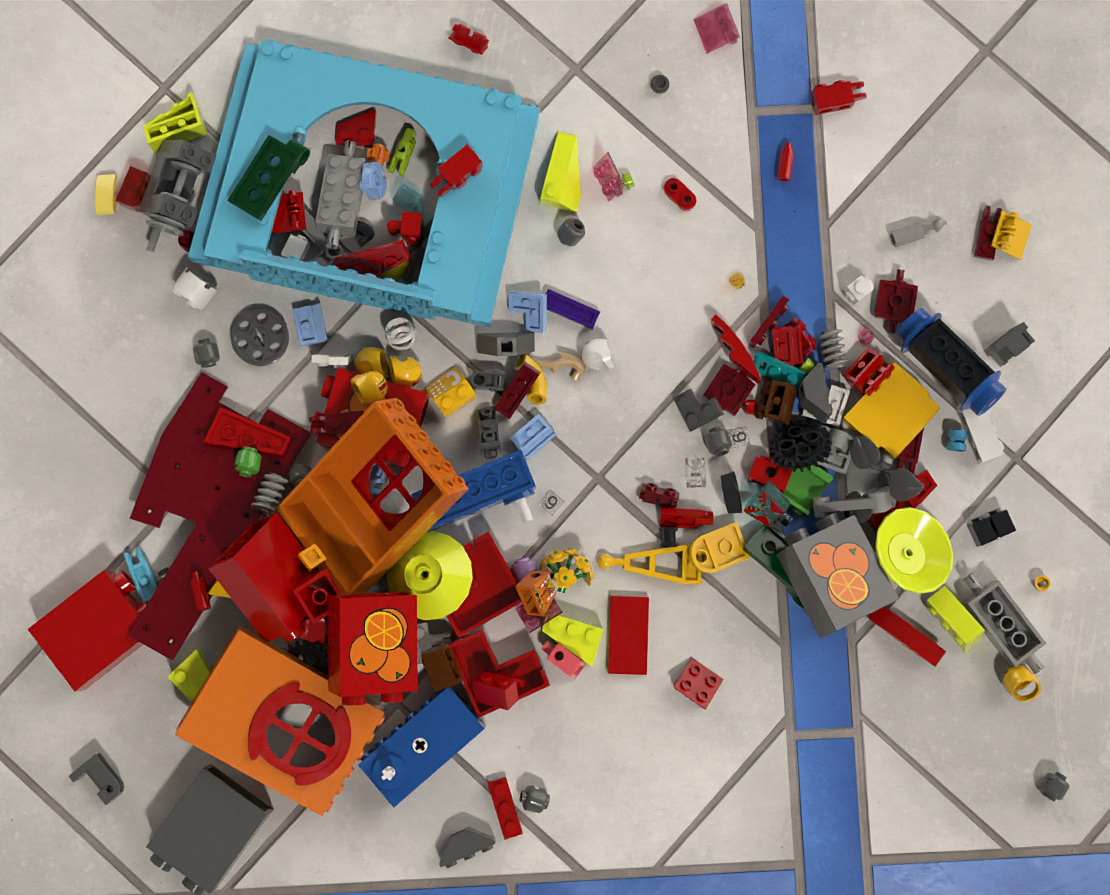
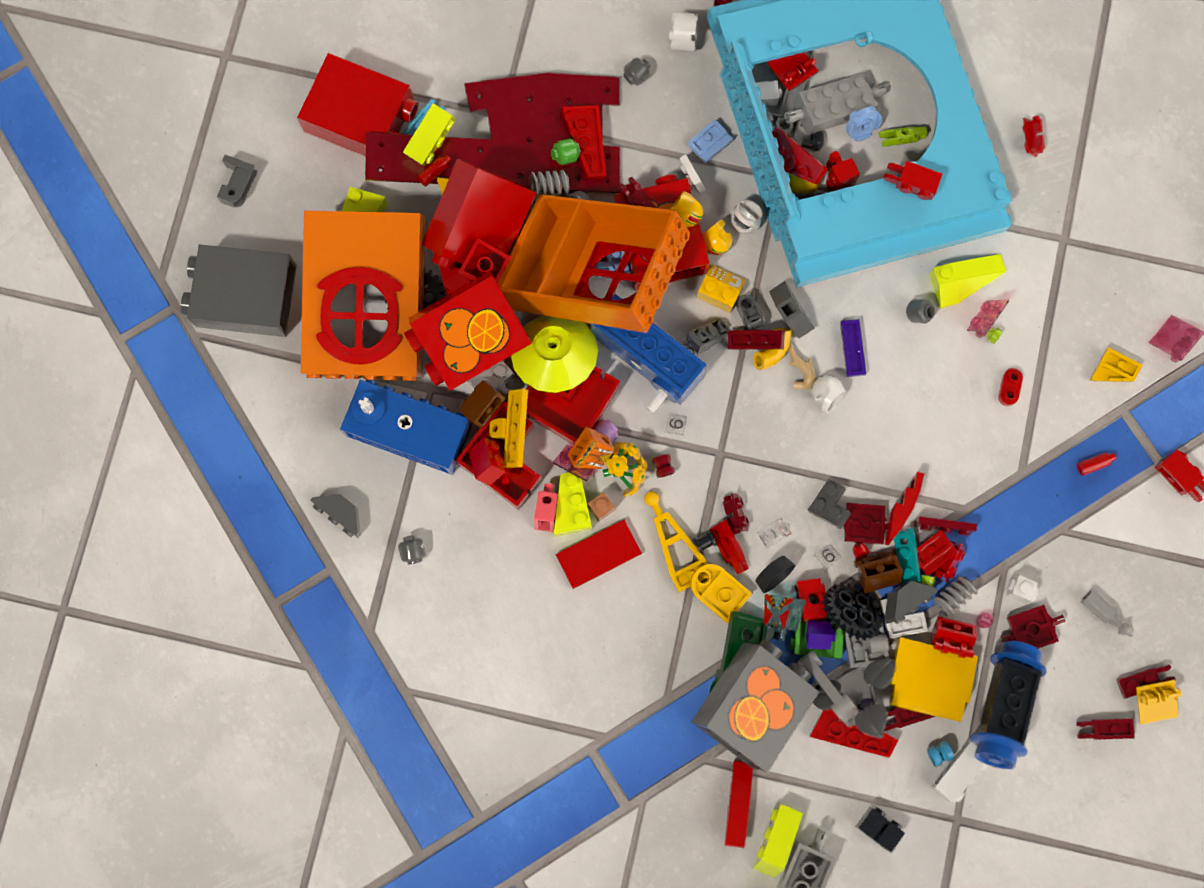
camera: 65 degrees right, 5 degrees down
(165, 578) = (429, 135): none -> neon yellow wedge
(264, 329) = (679, 114): dark grey wedge -> none
(291, 158) = (841, 39): dark green hinge -> none
(312, 557) = (514, 242): light orange tile -> none
(358, 129) = (899, 90): red wing -> none
(372, 359) = (712, 205): yellow helmet -> none
(378, 154) = (889, 115): orange gear -> none
(408, 199) = (865, 160): clear light blue brick -> none
(479, 651) = (513, 428): none -> yellow plate
(505, 808) = (390, 530): red plate -> none
(533, 305) = (836, 314): light blue plate -> none
(533, 436) = (724, 377): light blue plate -> none
(578, 534) = (663, 465): none -> dark red wheel
(589, 610) = (601, 506): none -> nougat brick
(660, 84) = (1096, 316): dark grey plate -> none
(698, 683) = (590, 638): red hinge -> none
(713, 95) = (1116, 368): none -> yellow wing
(718, 441) = (813, 539): dark grey head -> none
(737, 280) = (966, 478): clear yellow hinge -> none
(804, 484) = (819, 635): none -> dark purple brick
(927, 548) = (832, 772): neon yellow dish -> none
(1010, 344) = (1057, 753): dark grey panel -> none
(1011, 289) = (1108, 729): none -> dark red hinge

